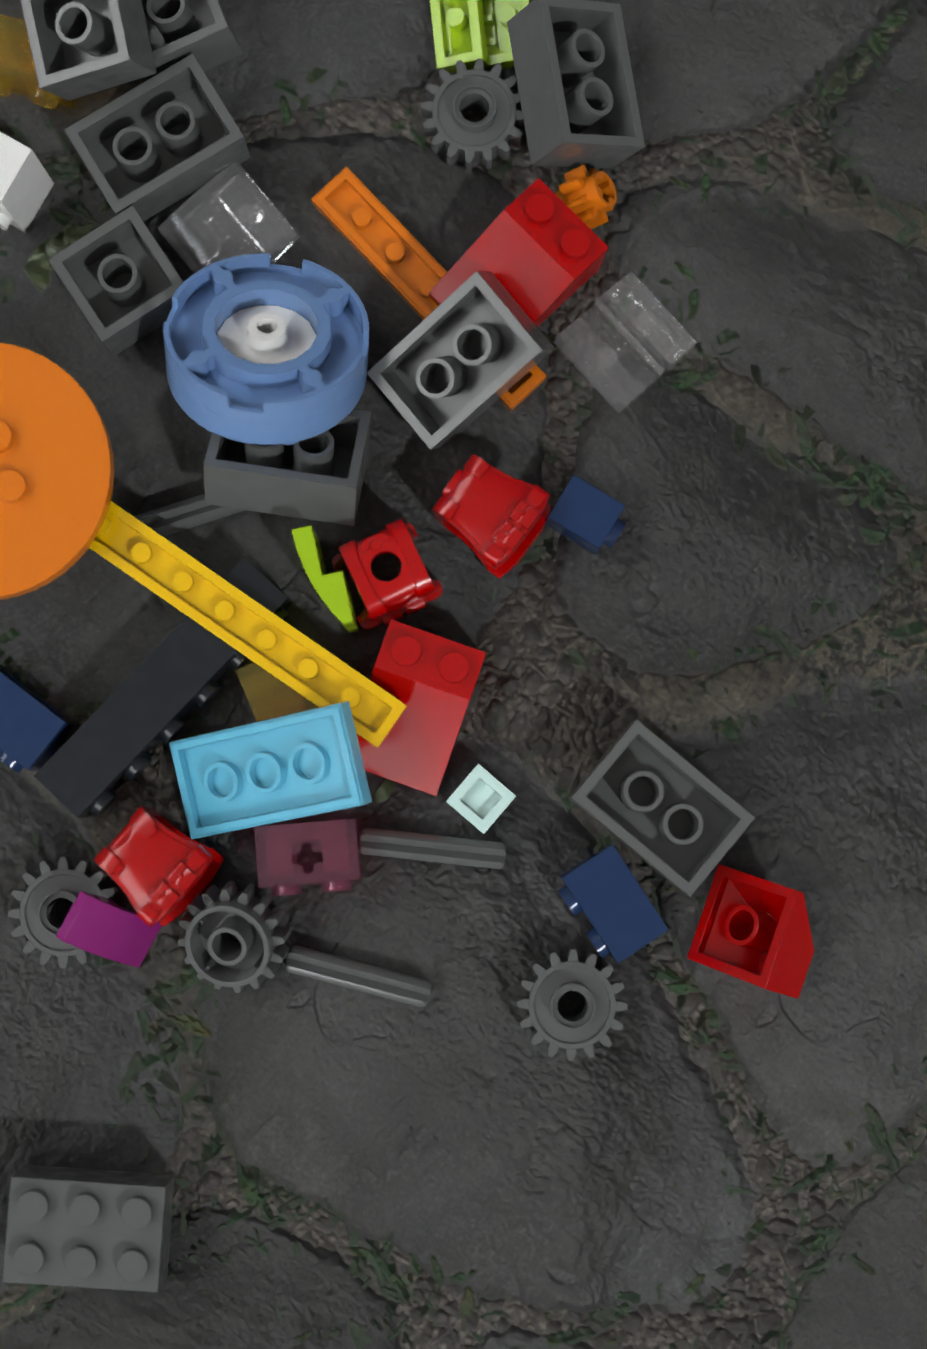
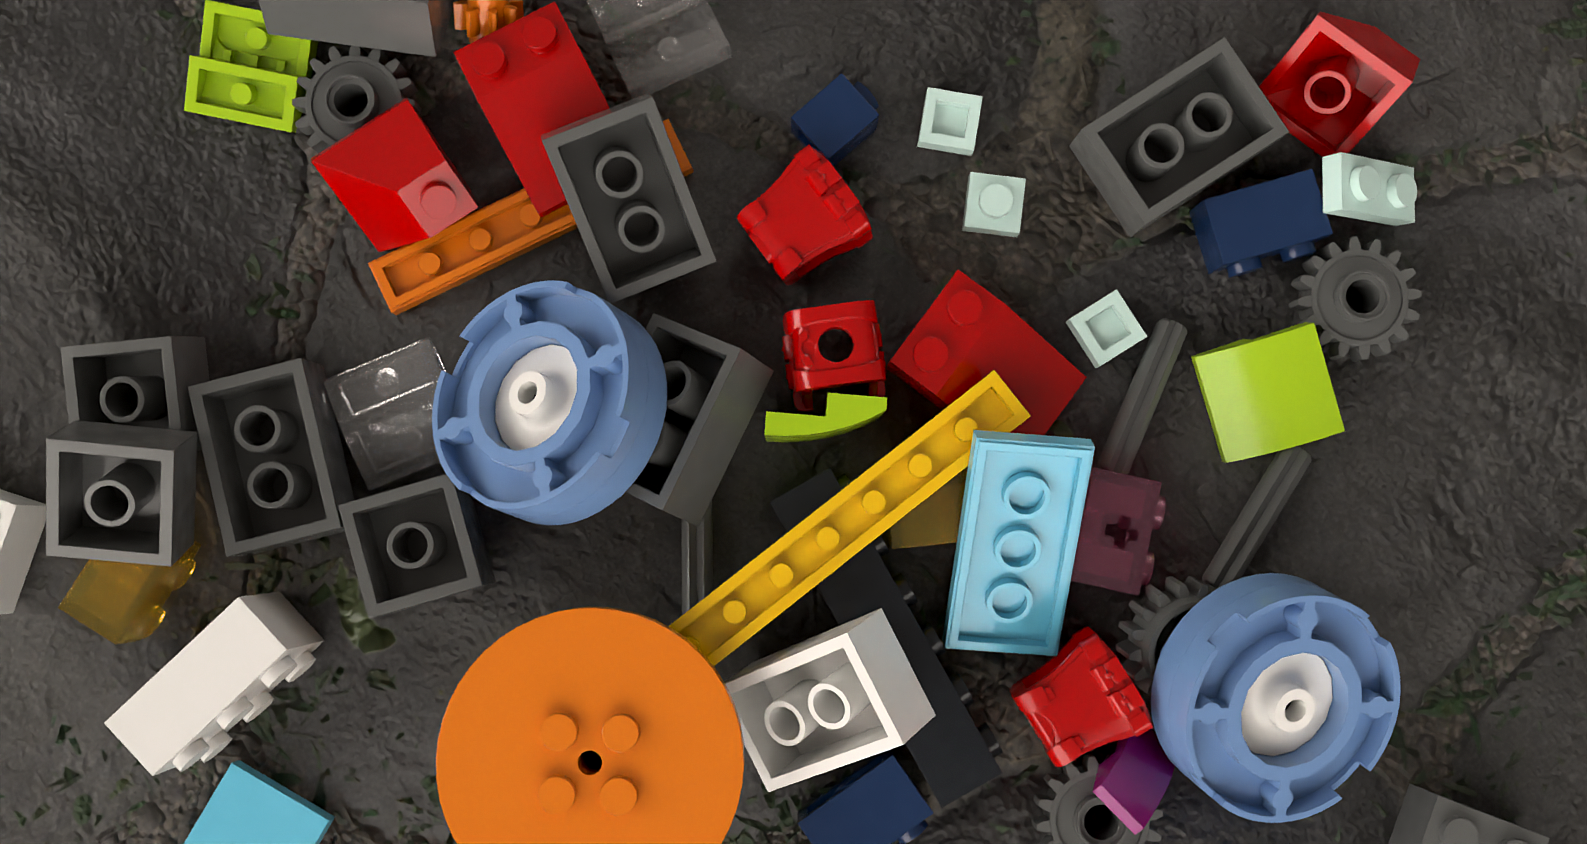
camera: 70 degrees left, 0 degrees up
(91, 651) = (828, 701): none -> white brick
(206, 1023) = (1274, 696): none -> medium blue piece
(421, 167) = (396, 179): none -> red slope
(467, 951) = (1268, 393): none -> lime slope
(560, 672) = (993, 204): none -> light aqua plate
(618, 612) = (949, 121): none -> light aqua plate
(669, 986) = (1368, 189): none -> light aqua plate

